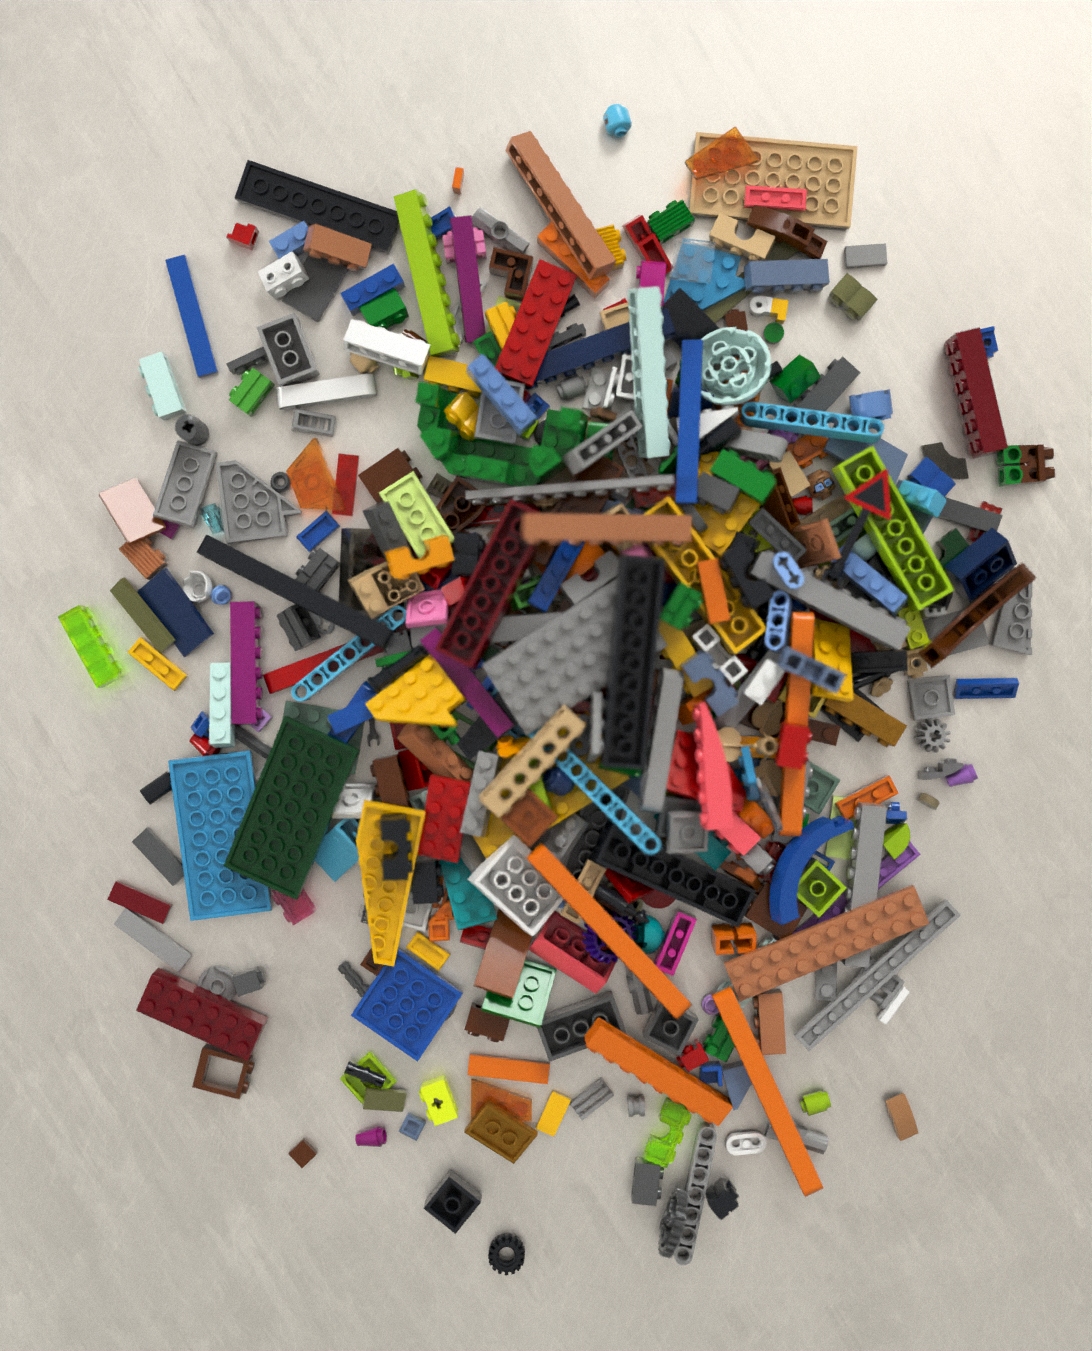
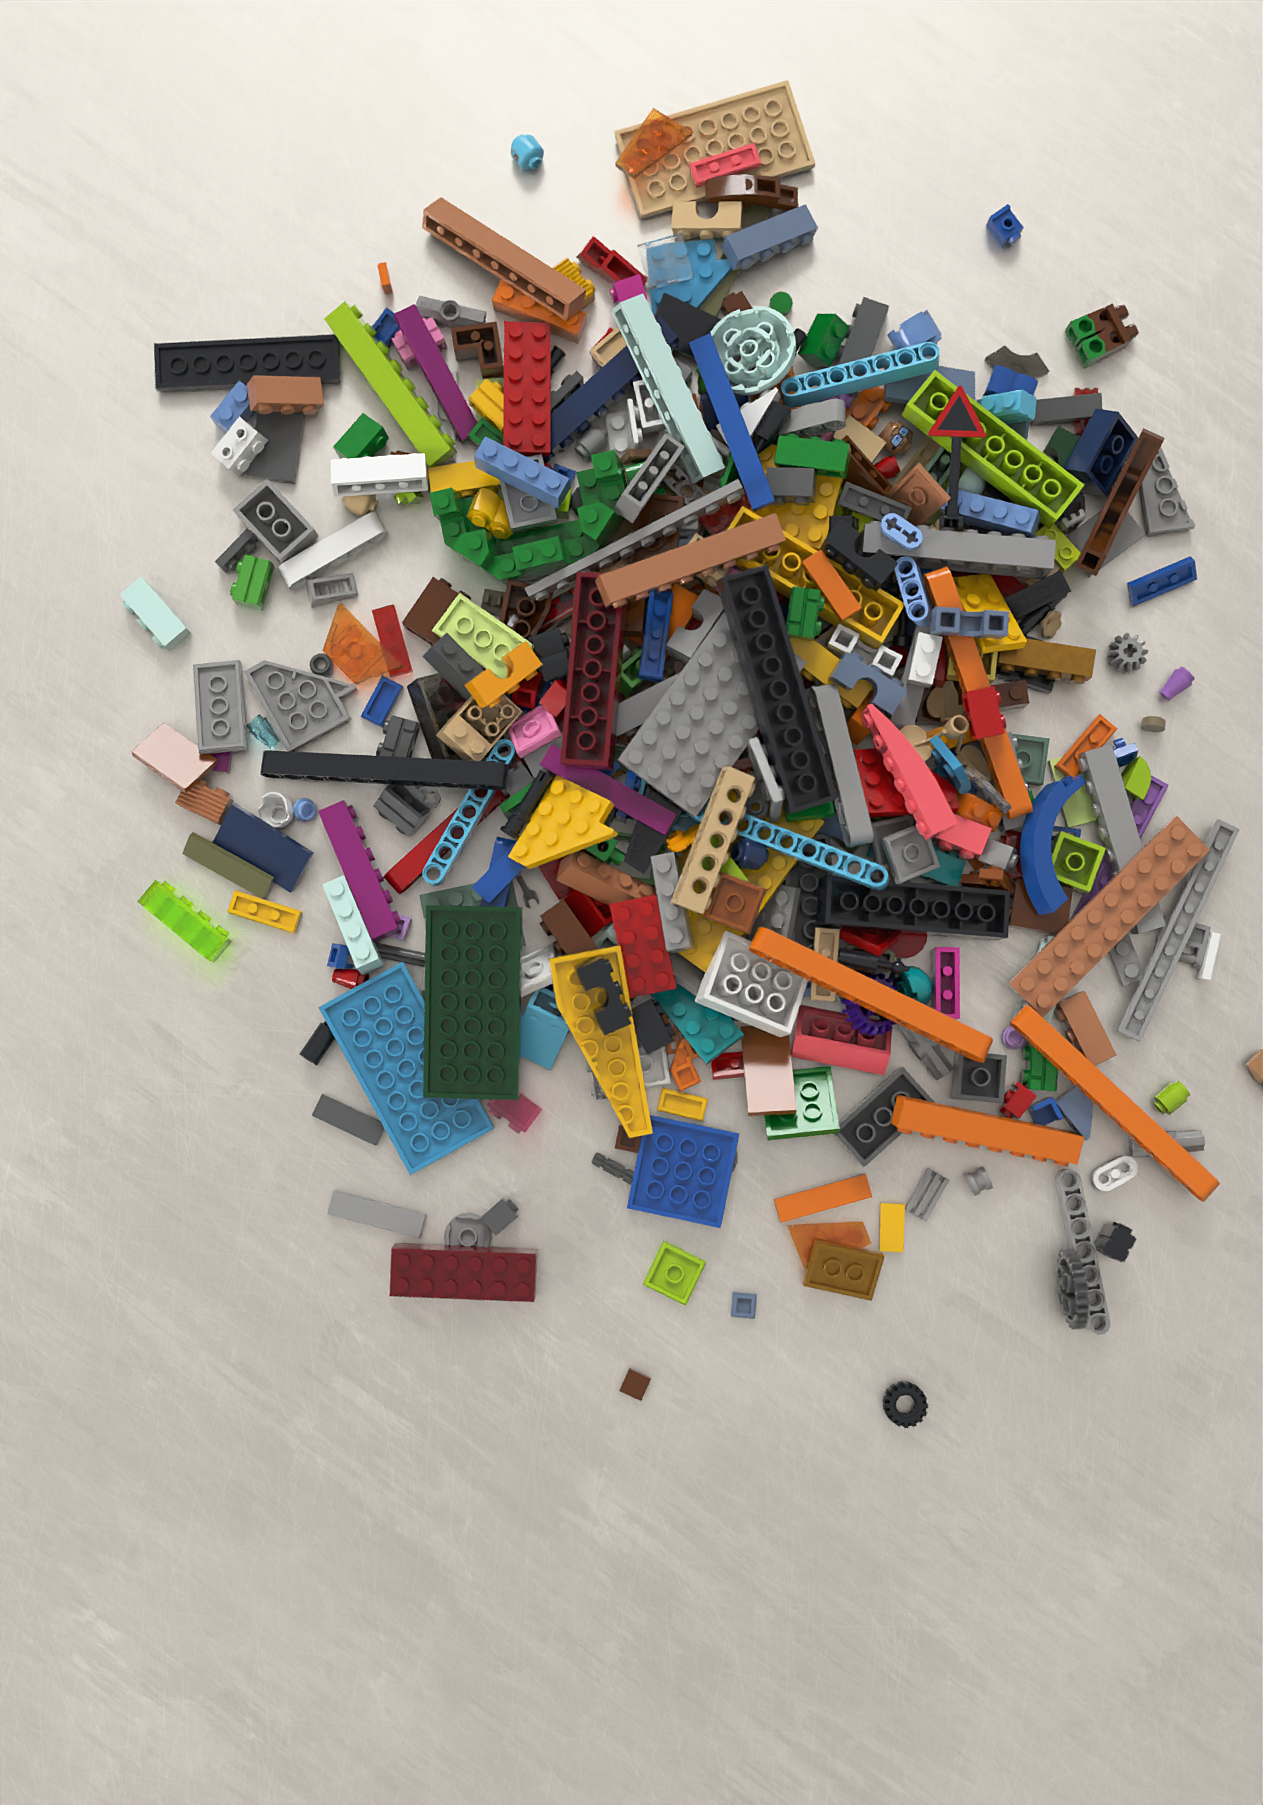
camera: 10 degrees left, 5 degrees down
(139, 902) = (346, 1178): dark red tile -> none
(191, 316) = (157, 529): blue tile -> none
(192, 430) = (205, 645): dark grey piece -> none
(199, 1081) = (487, 1328): reddish brown window -> none
(244, 235) = (180, 424): red panel -> none
(365, 1074) = (669, 1266): black pin -> none
(372, 288) = (338, 422): blue brick -> none
(373, 1137) = (705, 1334): magenta cone -> none
(384, 1099) = (701, 1286): olive tile -> none
(437, 1112) = (774, 1269): neon yellow brick -> none
(453, 1201) = (822, 1367): black brick -> none
(486, 1024) = (779, 1155): reddish brown brick -> none
(646, 1182) = (1024, 1259): dark grey brick -> none
(661, 1149) = (1027, 1217): clear neon green arch -> none
(670, 221) = (626, 231): green brick -> none
(697, 520) = (787, 523): dark grey beam -> none
(743, 938) = (1016, 948): orange piece -> none
(769, 307) = (765, 279): leg -> none
(852, 297) = (848, 234): olive brick -> none
(865, 255) = (843, 187): light grey tile -> none
(915, 672) = (1081, 592): tan brick -> none
(931, 697) = (1108, 614): light grey plate -> none
(944, 769) = (1154, 683): flat silver slope -> none
(975, 393) = (1019, 279): dark red brick -> none

